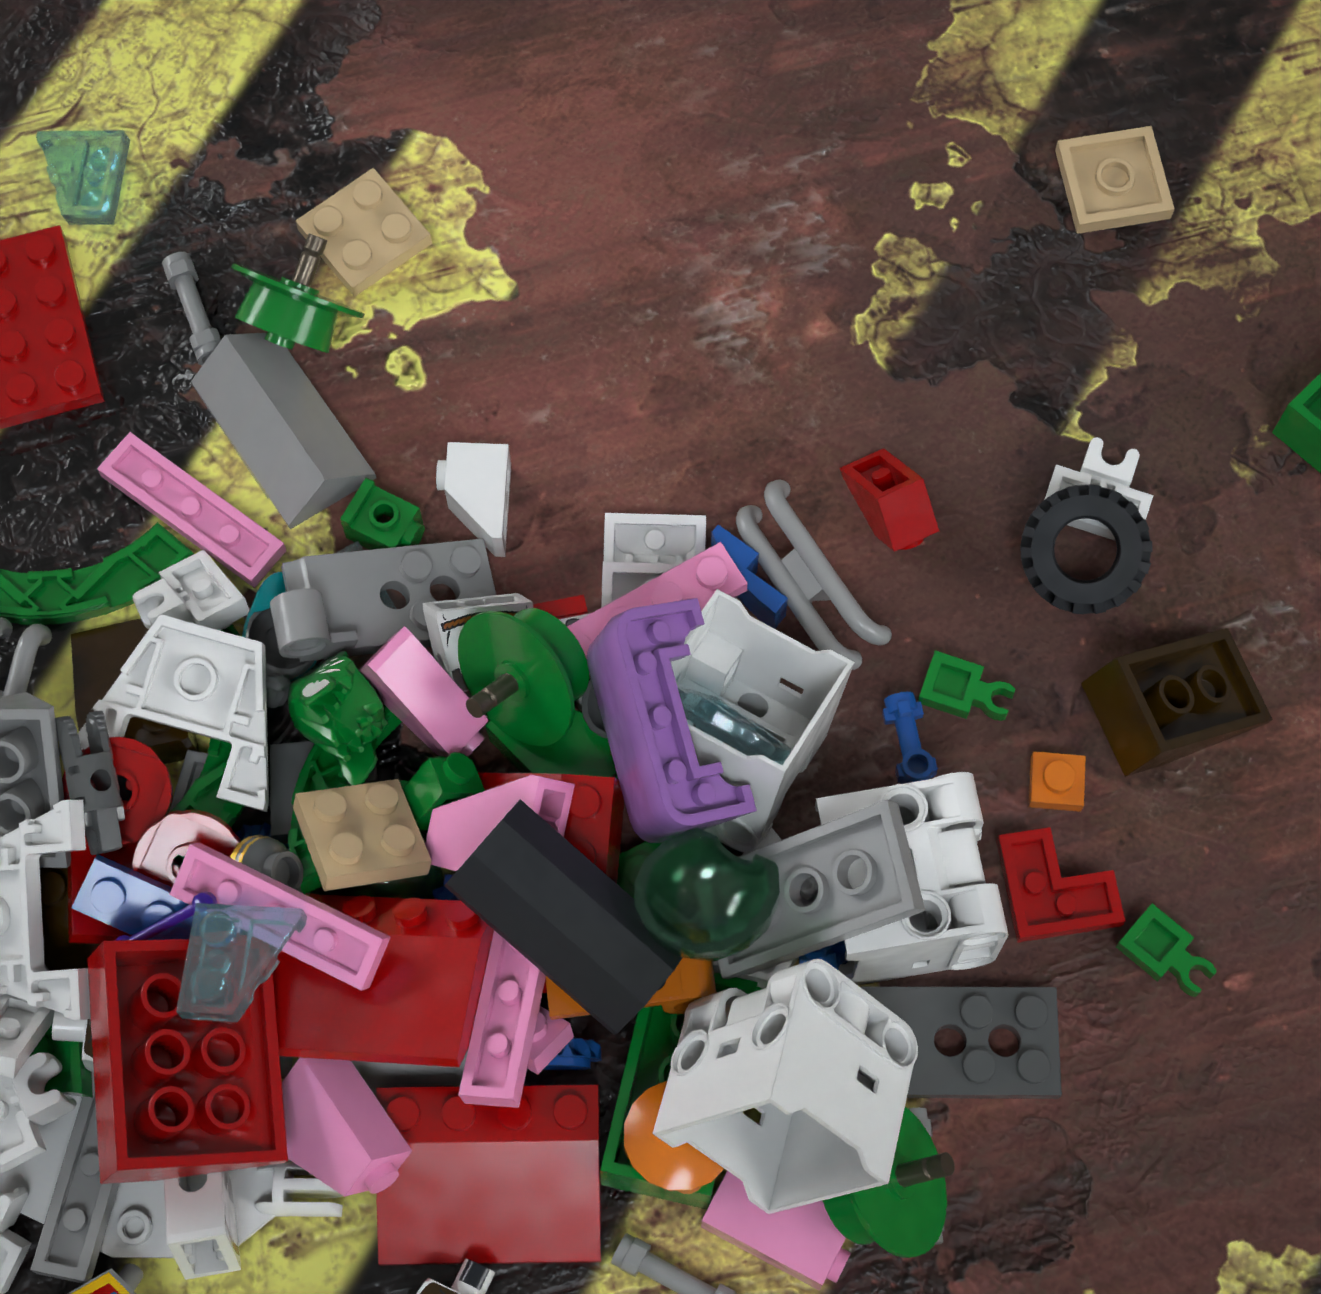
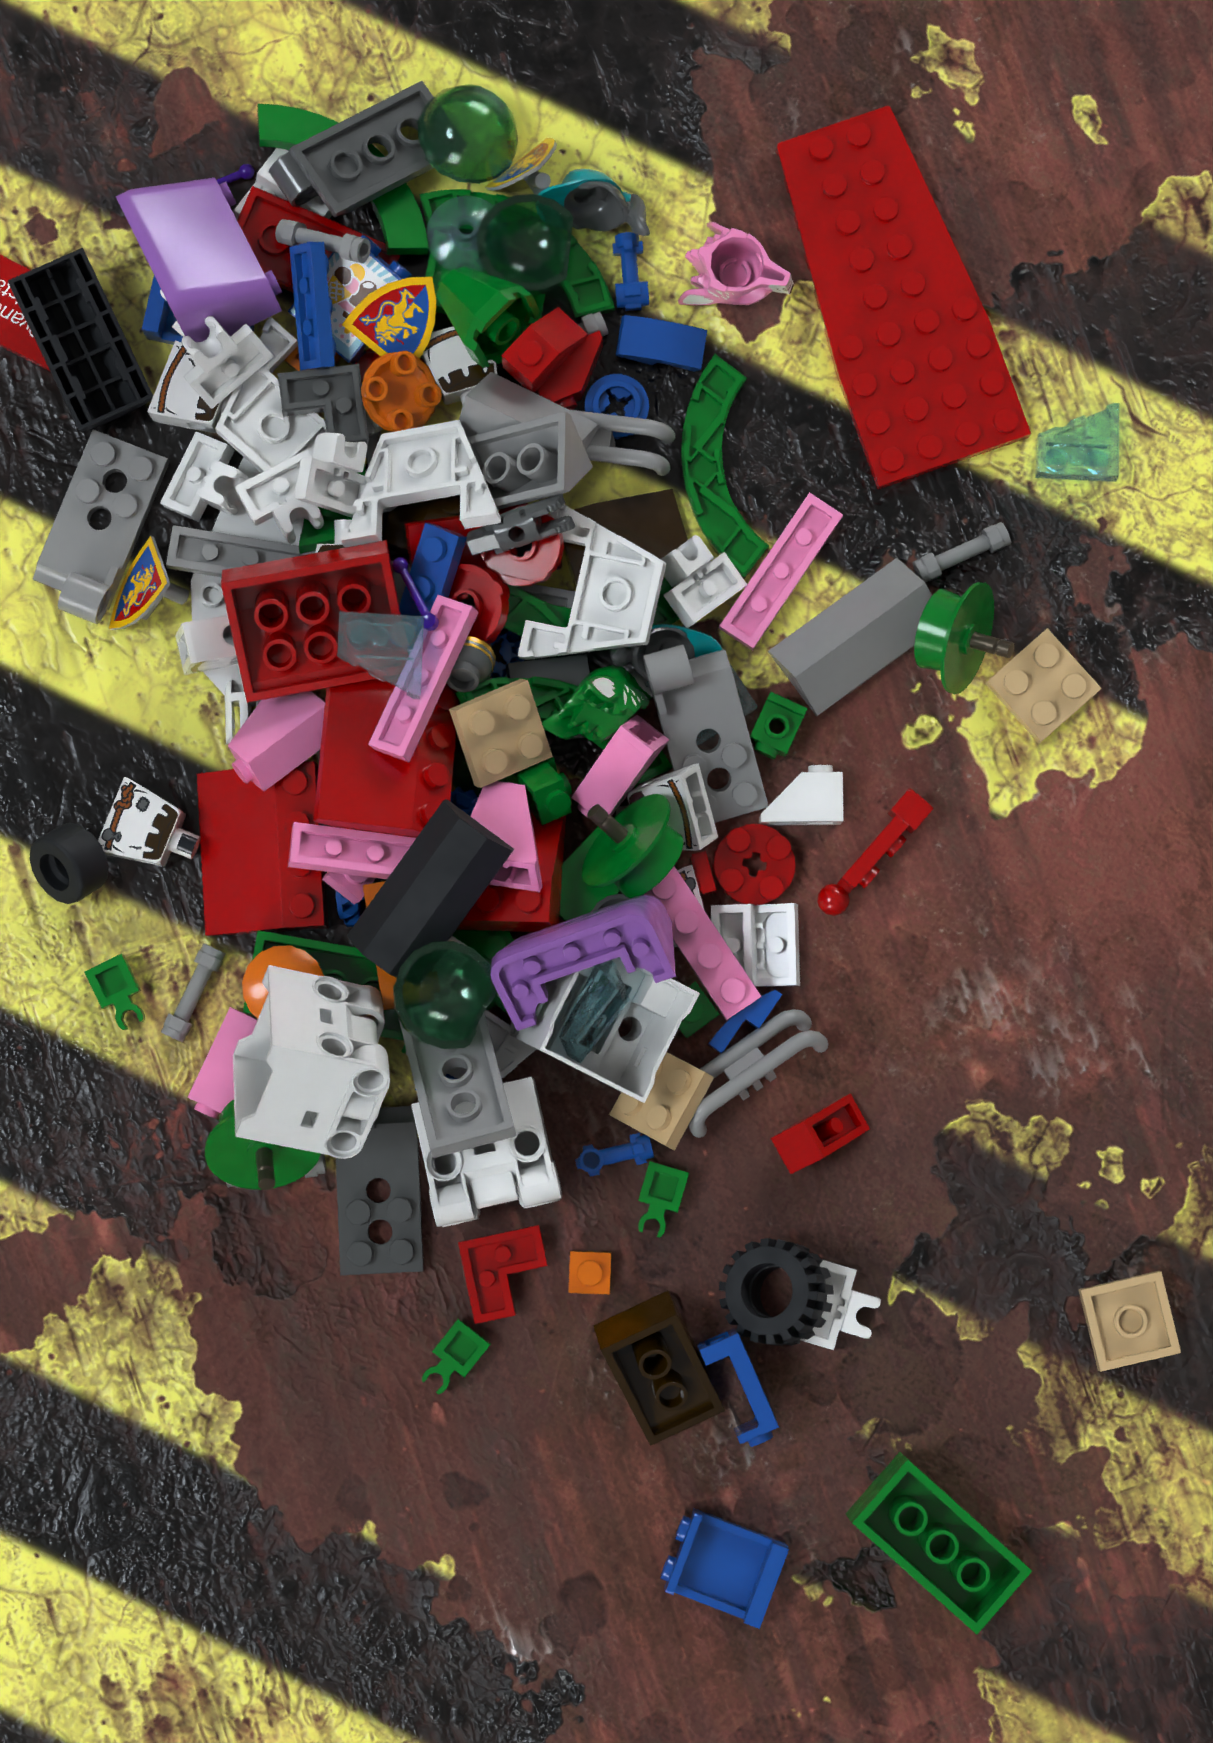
camera: 85 degrees right, 15 degrees up
(507, 385) = (906, 815): none -> red plate
(548, 533) = (735, 878): none -> red plate
(870, 679) = (670, 1103): none -> tan plate
(1234, 573) = (764, 1421): none -> blue panel

